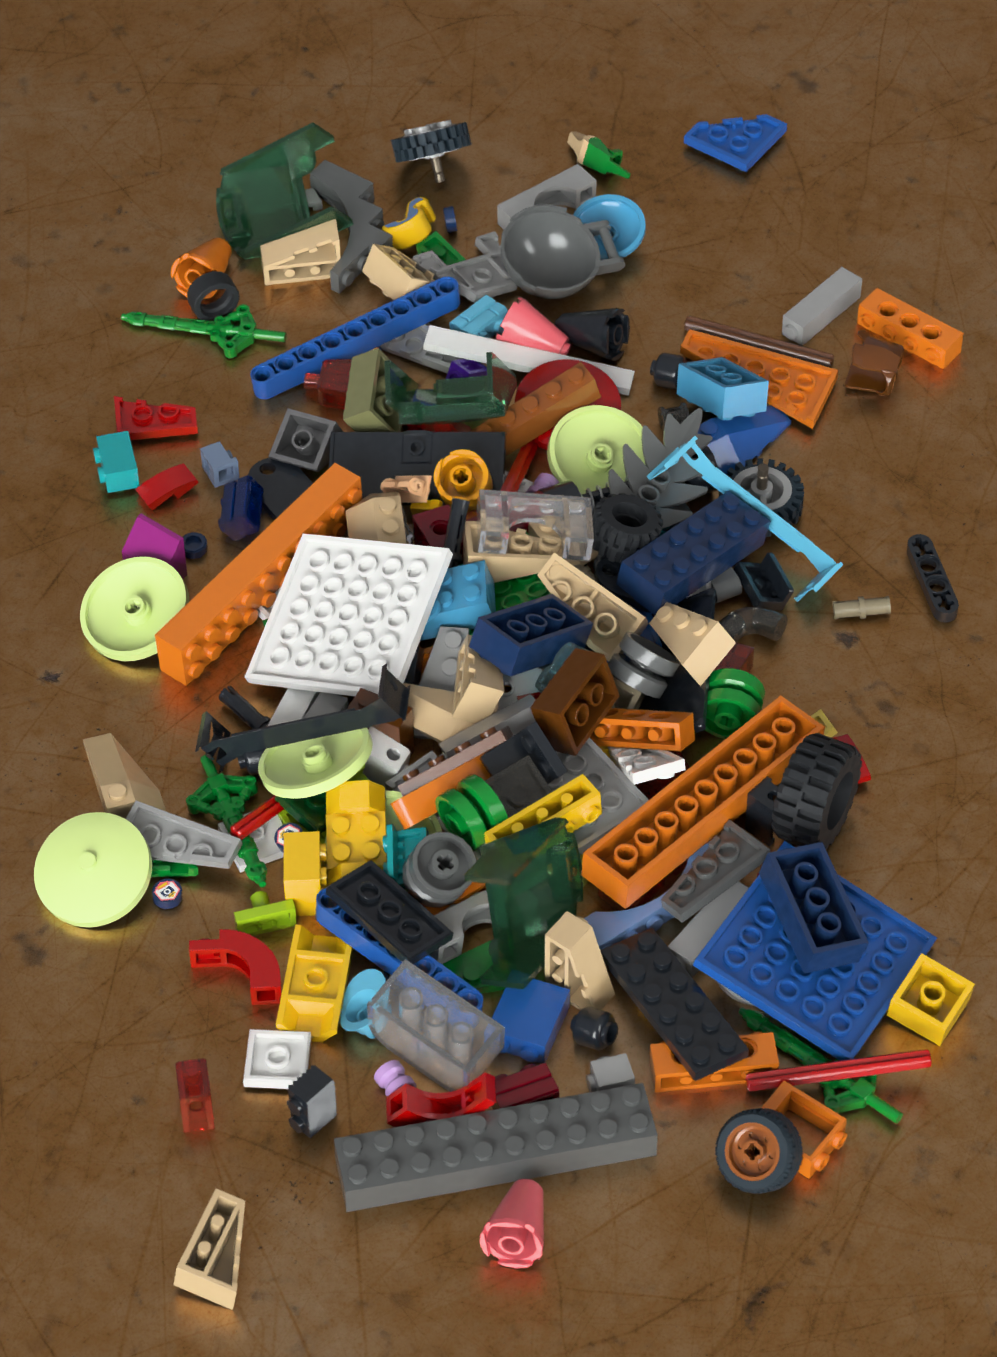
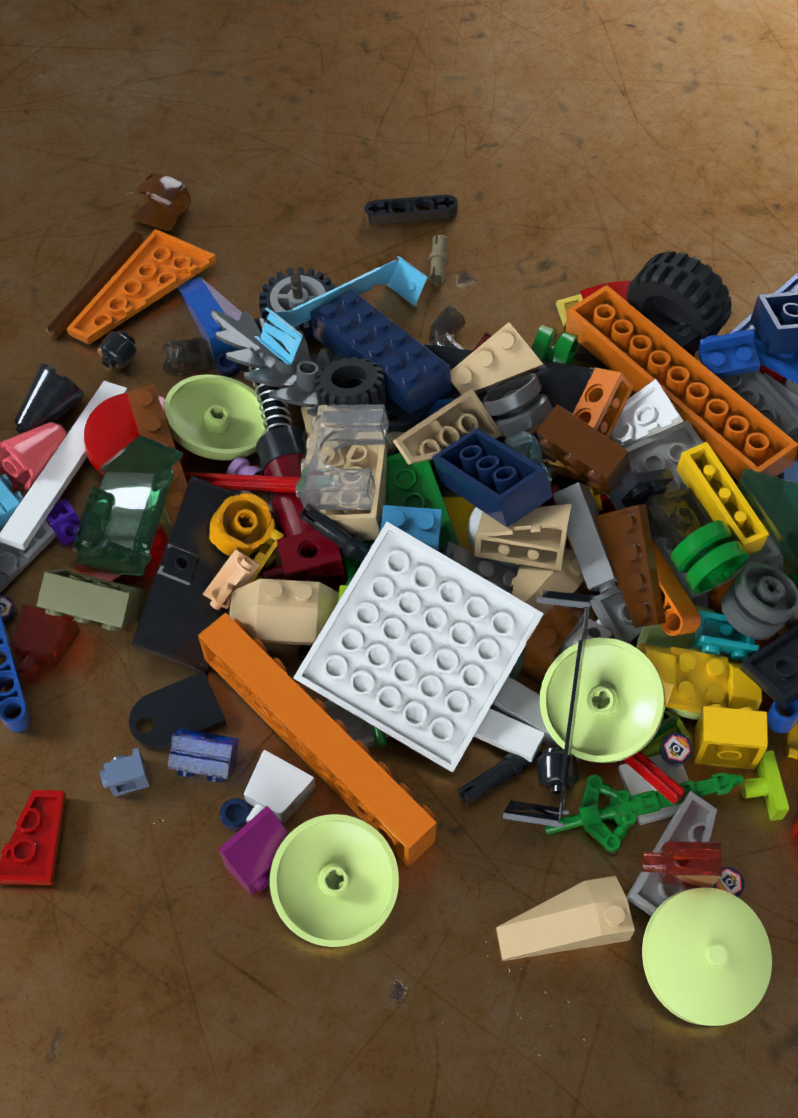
camera: 80 degrees left, 10 degrees up
(117, 462) = (97, 883): teal brick -> none
(157, 816) = (698, 861): none -> clear red torso
(163, 485) = (141, 834): red slope -> none
(211, 558) = (278, 787): none -> white torso
(304, 440) = (125, 679): flat silver slope -> none
(722, 388) = (165, 305): dark azure brick -> none
(749, 837) = (729, 353): none -> blue bracket
(765, 582) = (406, 313): black bracket -> none
(821, 306) = (70, 229): light grey brick -> none
(910, 328) = (117, 174): orange brick -> none

